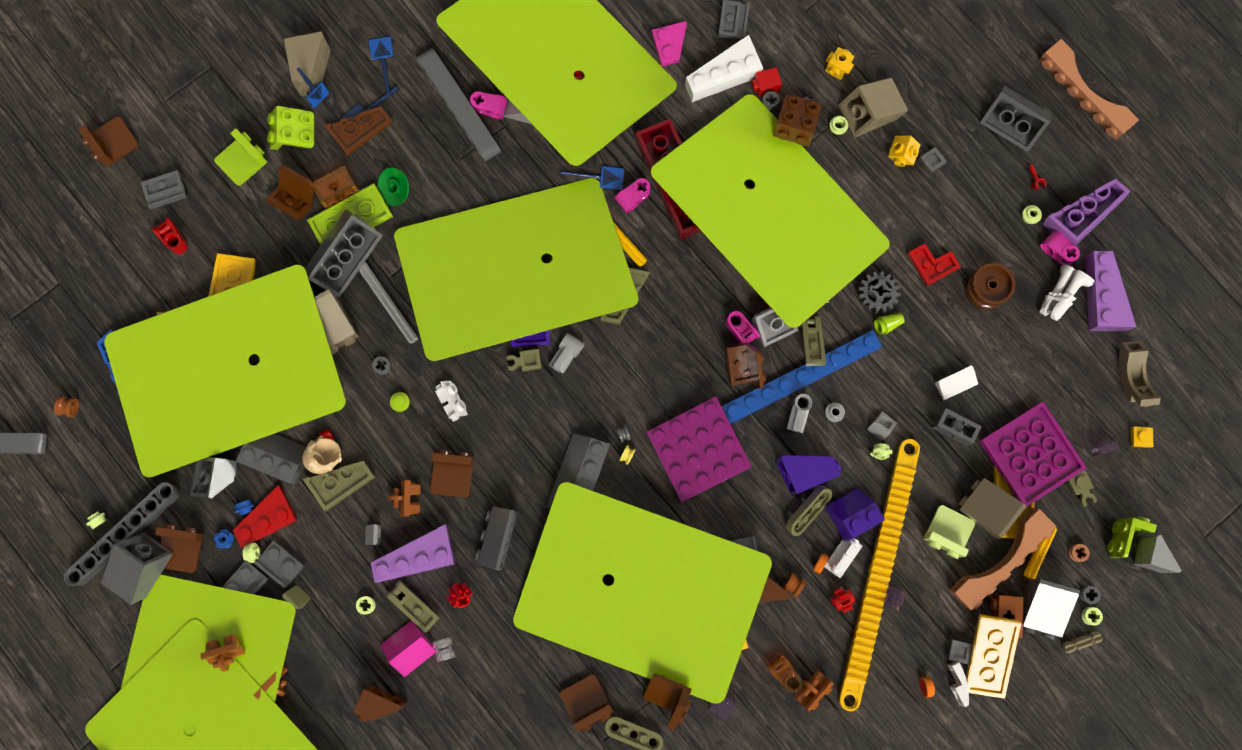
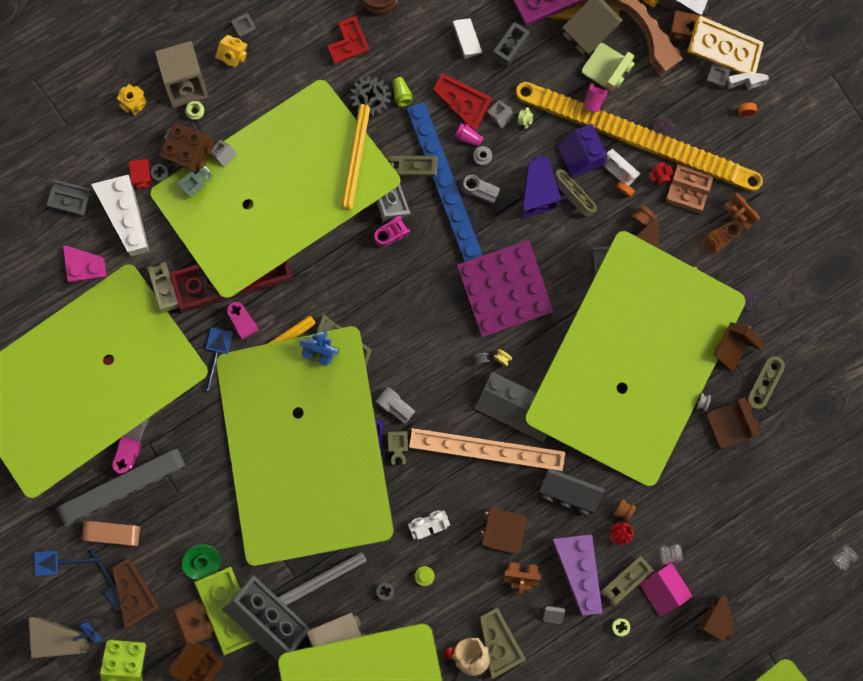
camera: 85 degrees left, 0 degrees up
(413, 101) = (110, 533): none -> nougat beam
(483, 597) = (624, 510): none -> dark orange wheel
(531, 450) = (487, 449): none -> light nougat plate
(605, 669) = (703, 402): none -> light grey bush
(614, 268) = (319, 344): none -> blue hips
(656, 115) = (163, 287): none -> olive plate
(745, 365) = (428, 232): reddish brown bracket -> none
(764, 130) = (193, 183): none -> sand green plate
(799, 156) = (223, 153): none -> light grey slope
(812, 281) = (355, 158): none -> yellow axle
(831, 632) = (689, 189): none -> nougat slope
(853, 395) = (468, 135): none -> dark pink cone
(890, 386) = (463, 100): none -> red wing
(913, 521) = (594, 98): none -> dark pink piece

